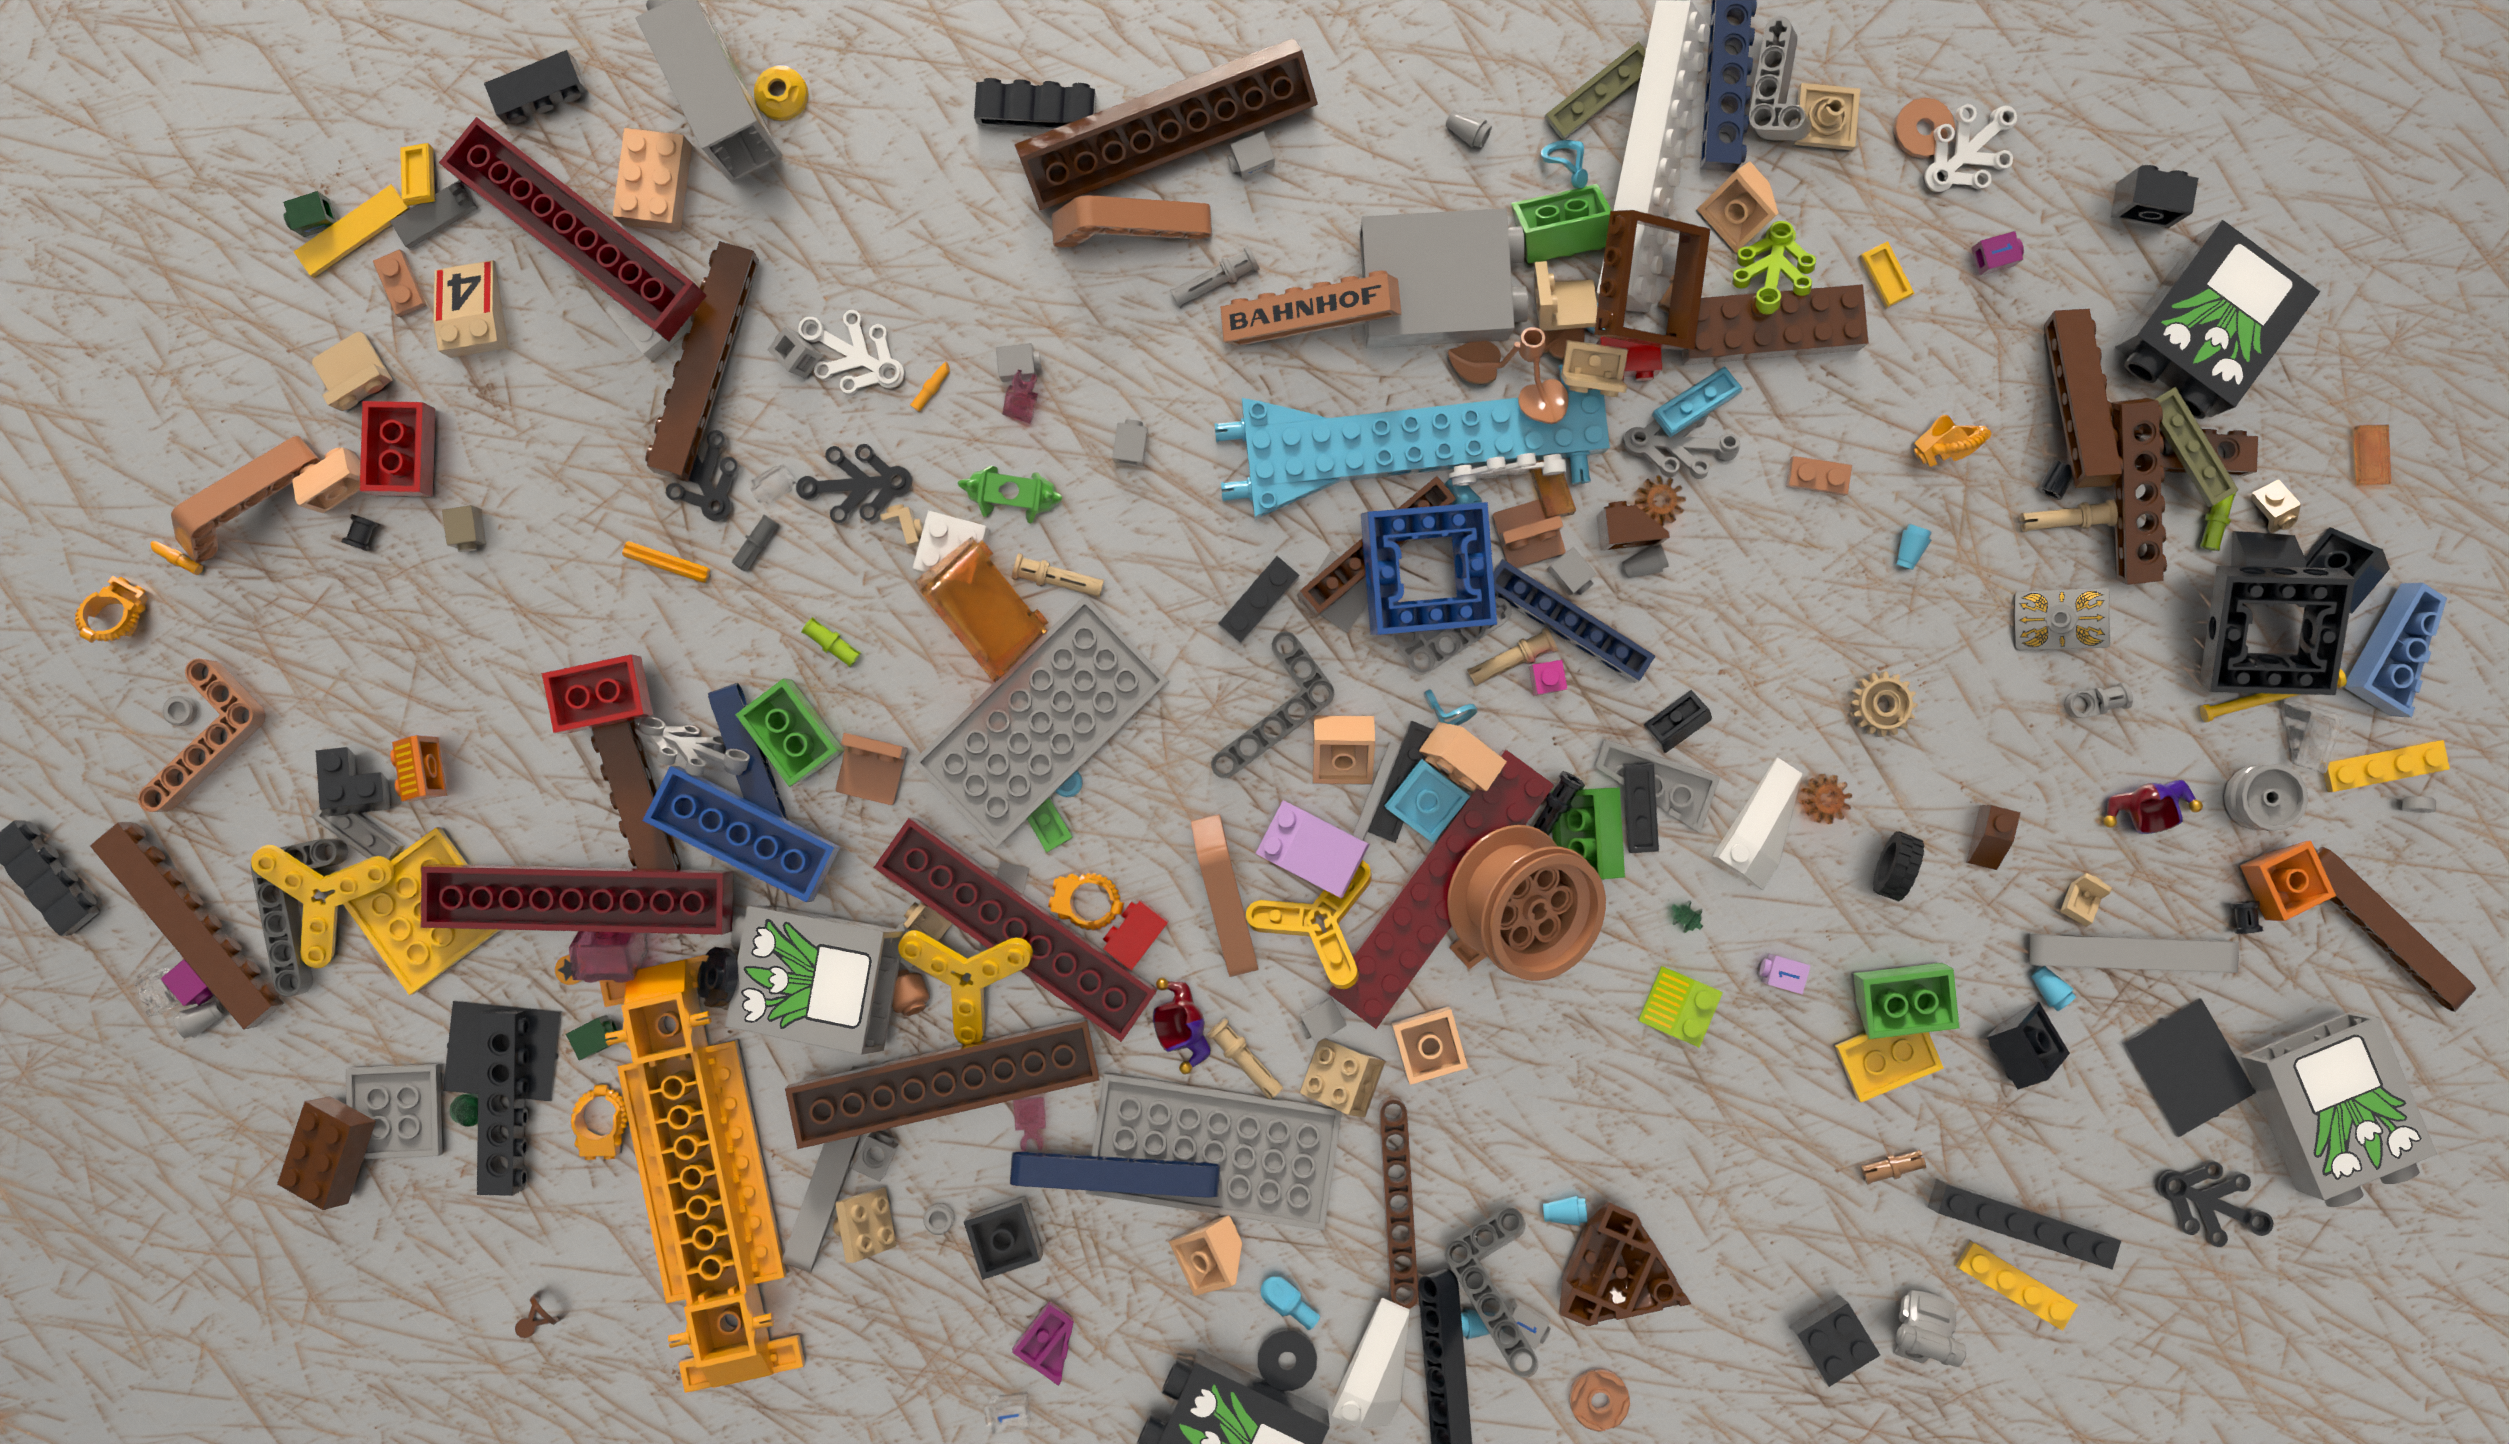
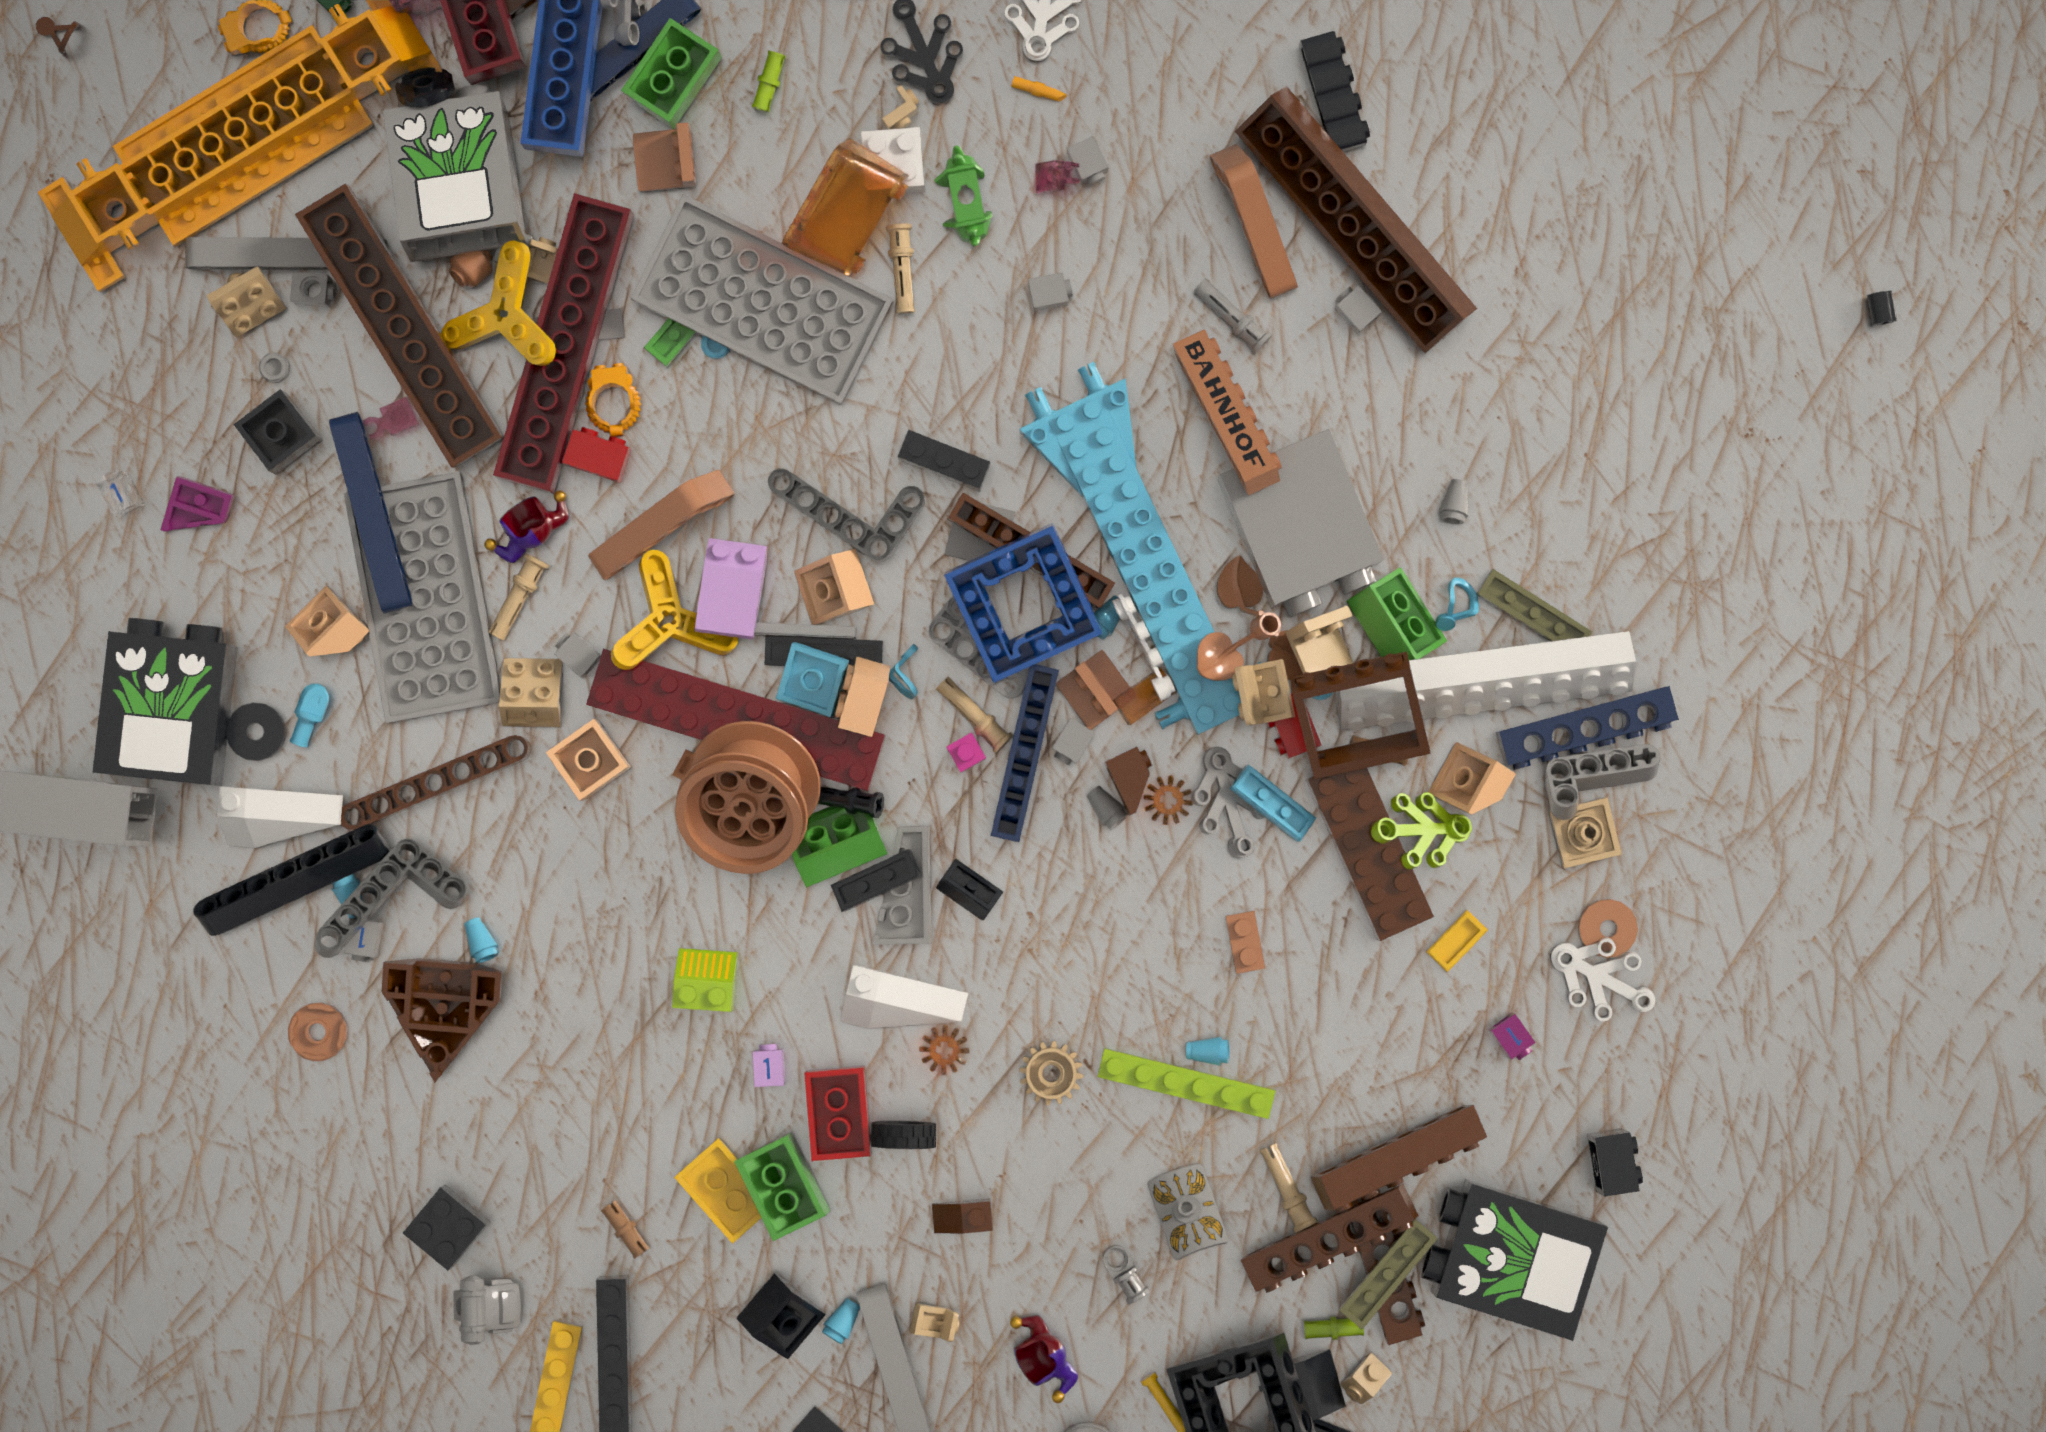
camera: 70 degrees right, 0 degrees up
(1686, 916) = (790, 958): clear green wheel -> none
(1854, 922) = (838, 1113): none -> red brick
(1935, 579) = (1186, 1083): none -> lime plate
(1949, 441) = (1318, 1050): light orange piece -> none
(2056, 480) = (1316, 1162): black piece -> none

